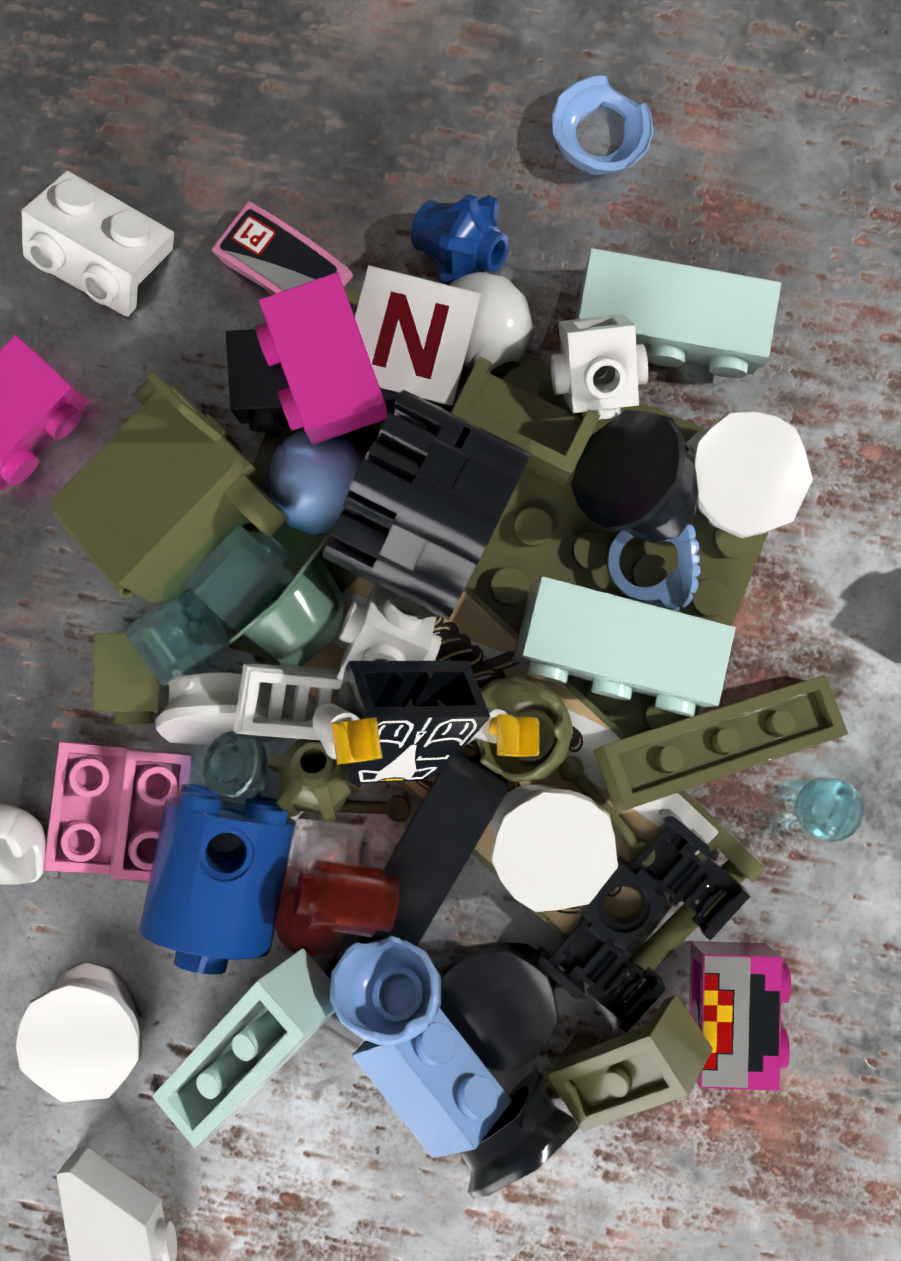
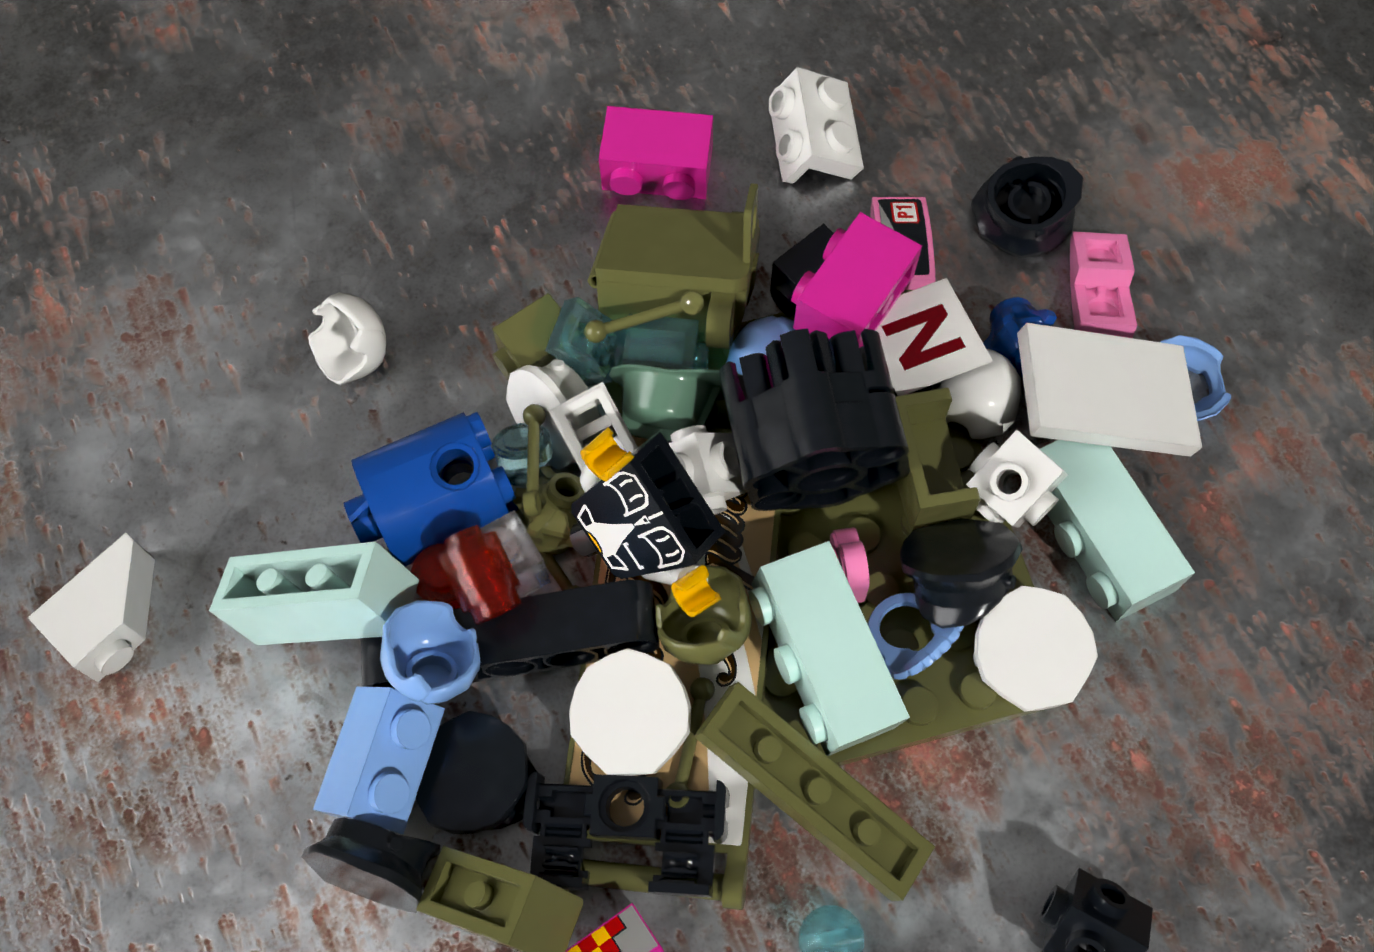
camera: 60 degrees right, 20 degrees down
(81, 1035) = (241, 487): white hat -> none
(110, 807) = (426, 389): bright pink slope -> none
(218, 521) = (690, 303): none -> olive hinge
(219, 740) = (534, 417): none -> olive hinge
(329, 114) = (1028, 205): none -> black hat
(455, 120) = (1100, 283): none -> bright pink slope
(557, 562) = (852, 559): none -> bright pink tile
(573, 212) = (1108, 390): none -> white tile

